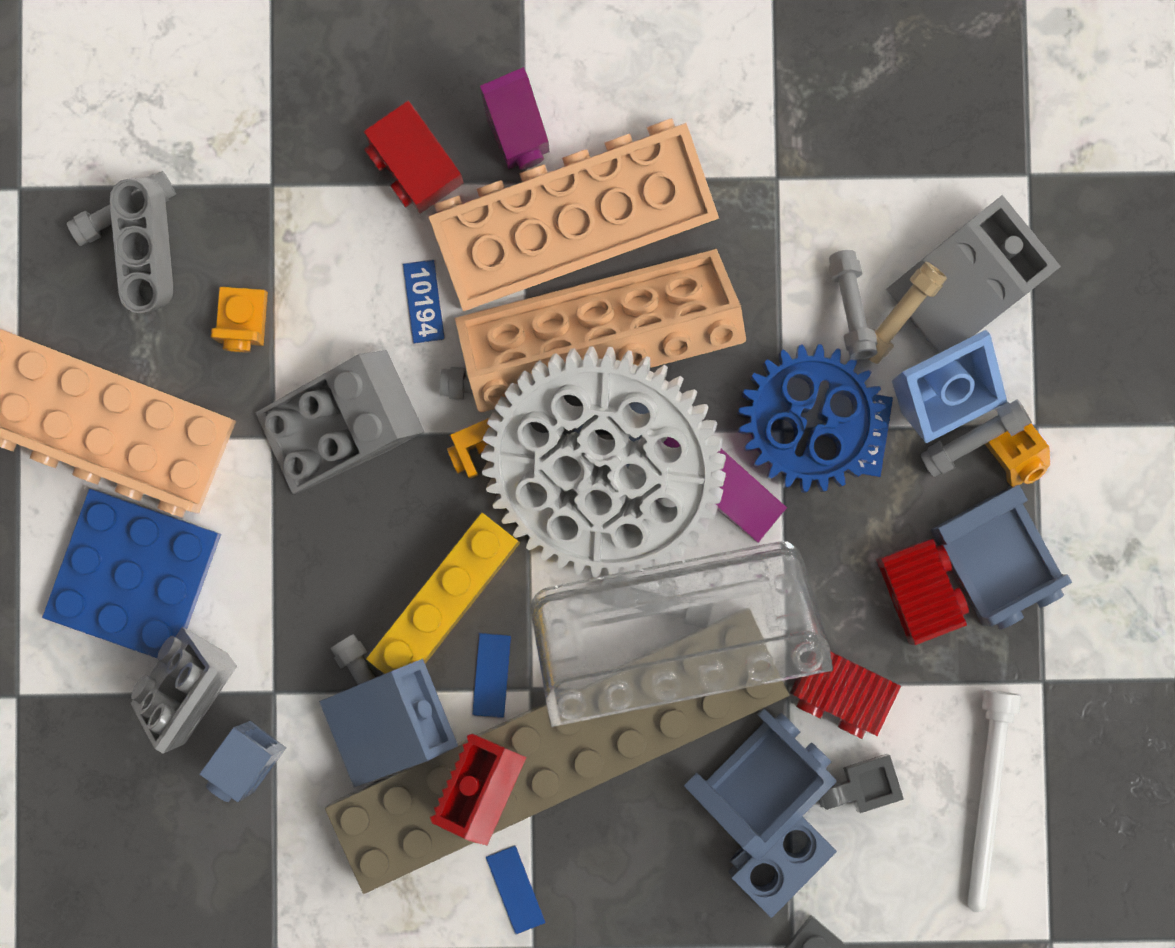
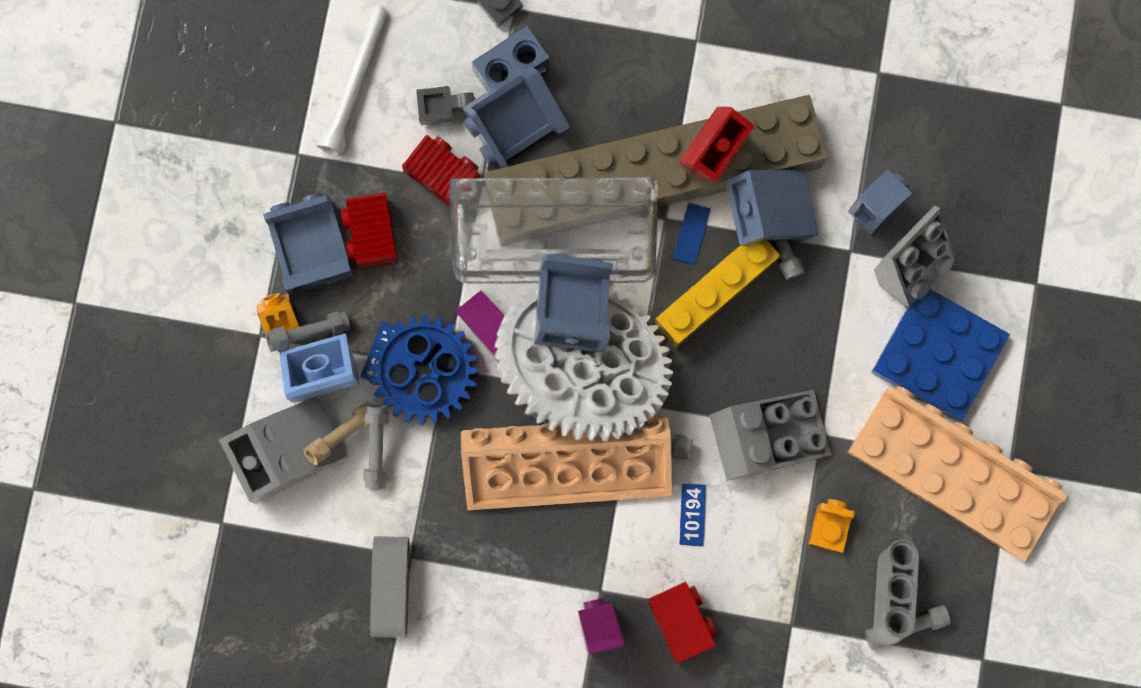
camera: 170 degrees left, 5 degrees down
(464, 442) = (678, 402): light orange bracket -> none
(515, 890) = (701, 82): blue sticker -> none
(573, 214) = (569, 556): light nougat bracket -> none
(632, 531) = (573, 303): none -> sand blue panel
(795, 131) = (389, 587): none -> light grey beam

